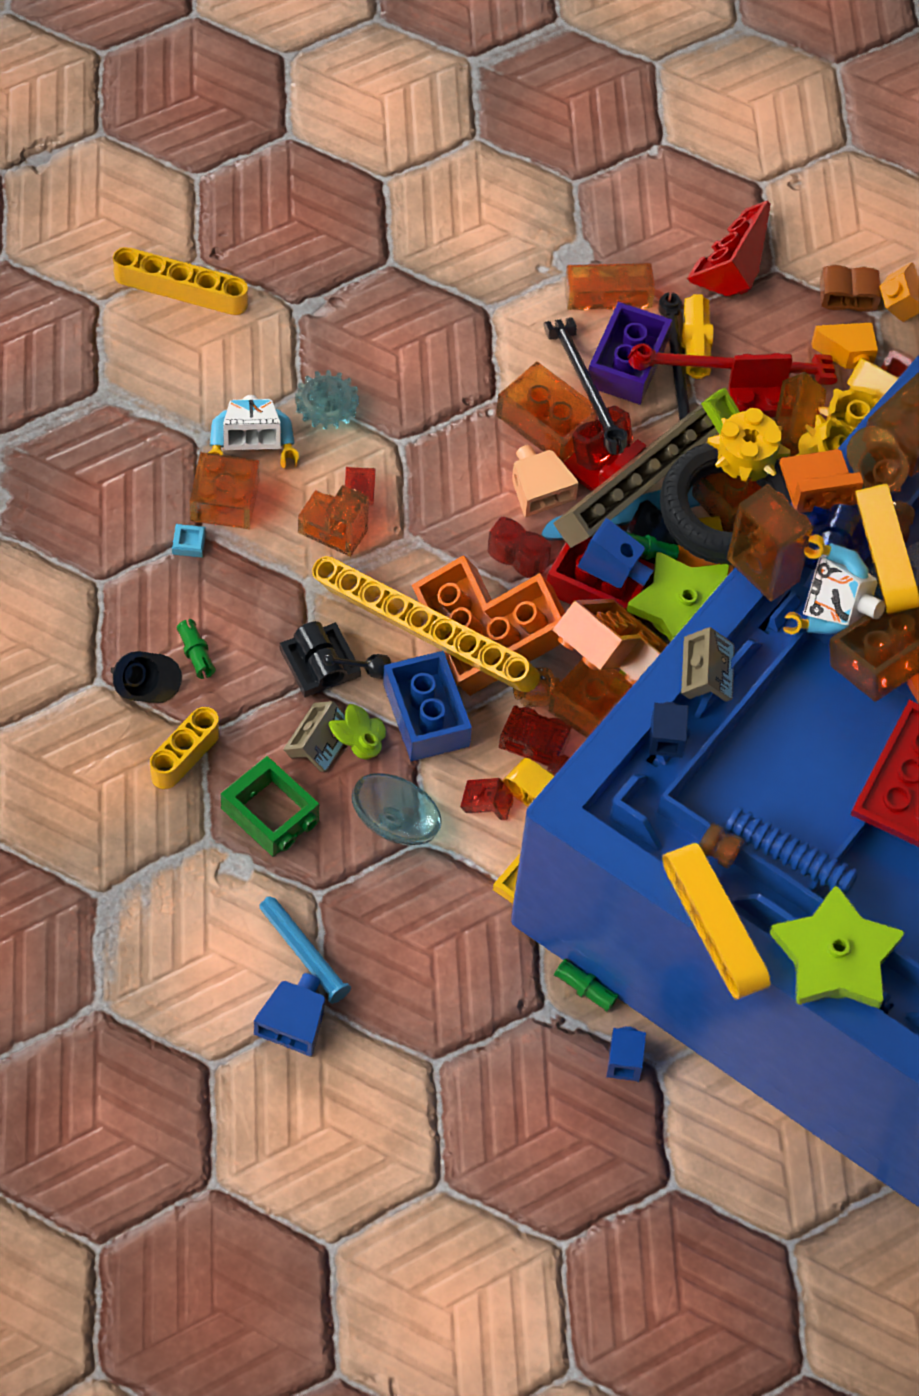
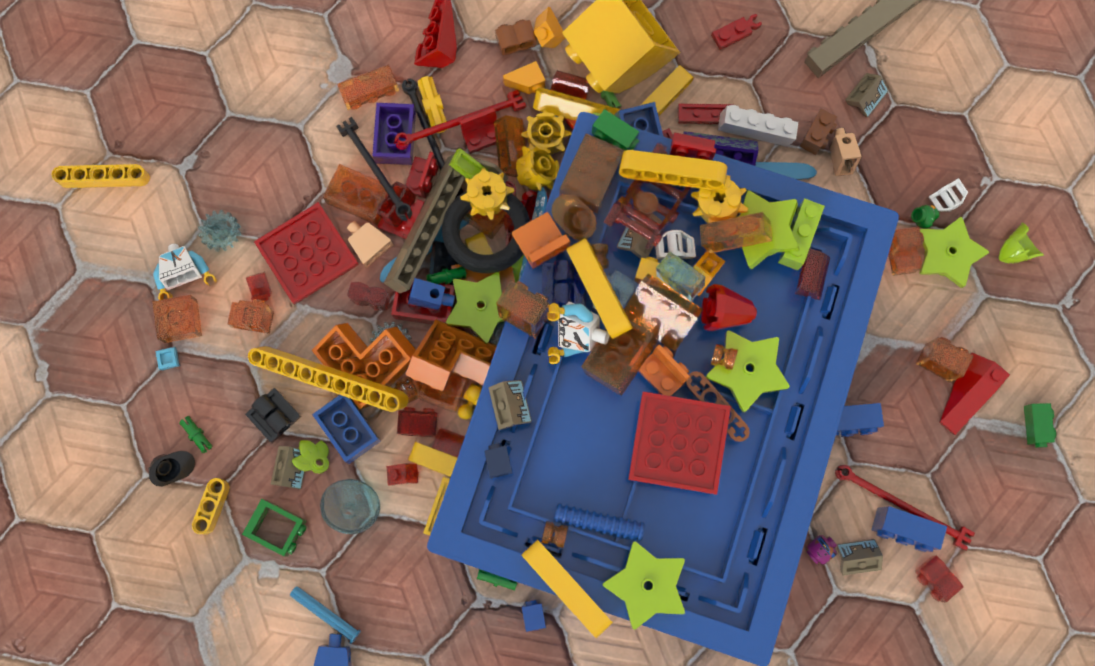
camera: 15 degrees left, 20 degrees up
(373, 665) = (307, 408): black hinge -> none
(444, 467) = (306, 253): none -> red plate
(656, 415) = (421, 175): none -> red bracket

